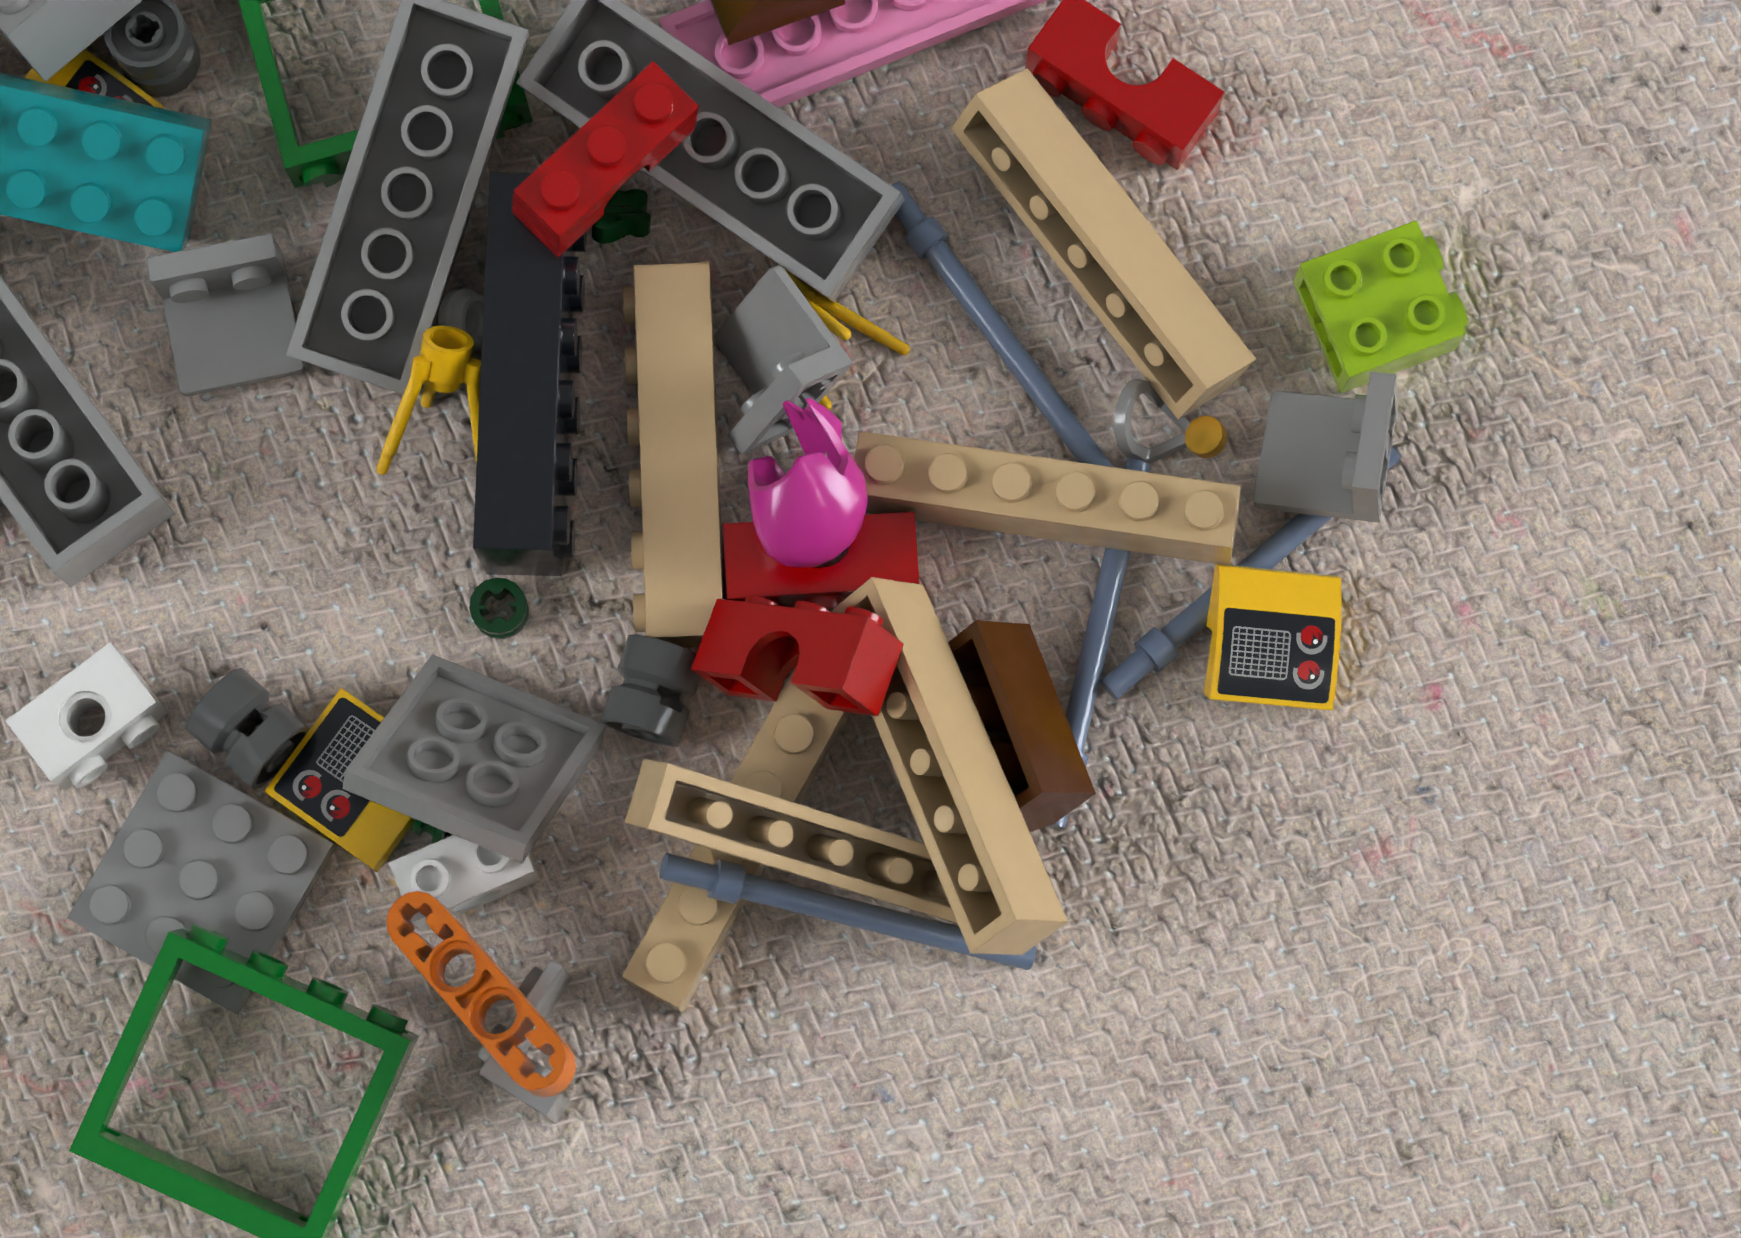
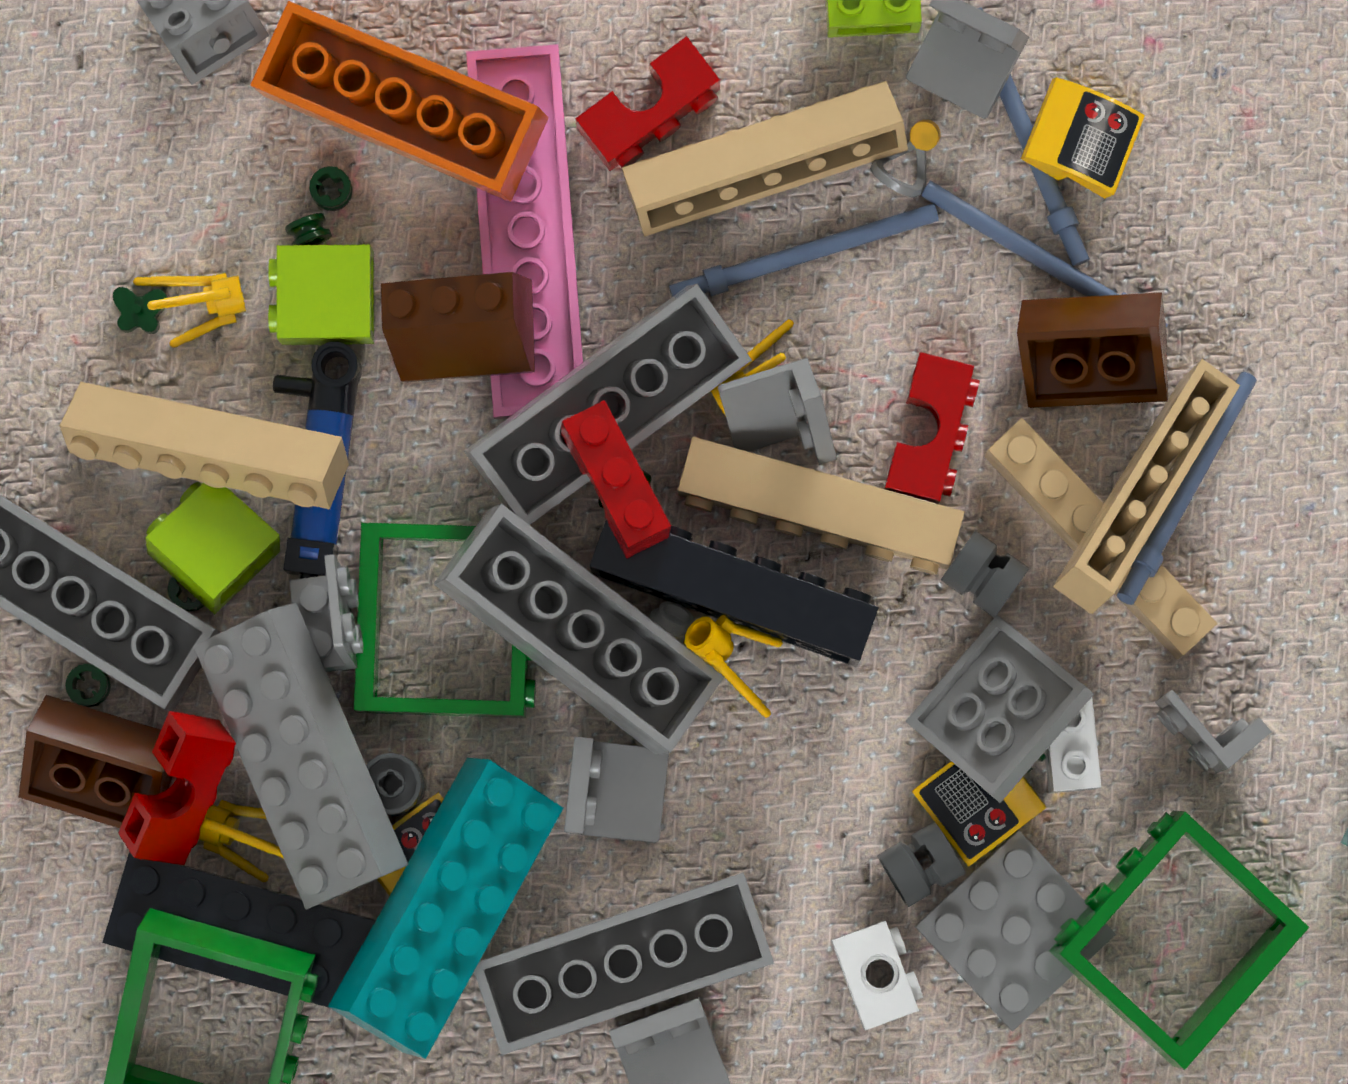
camera: 65 degrees left, 5 degrees up
(476, 996) = (1177, 756): orange beam -> none
(499, 627) = (901, 667): dark green bush -> none
(815, 505) = (902, 423): dark pink helmet -> none
(838, 657) = (984, 490): red arch -> none
(957, 782) = (1116, 385): tan brick -> none
(1050, 498) = (939, 258): tan brick -> none

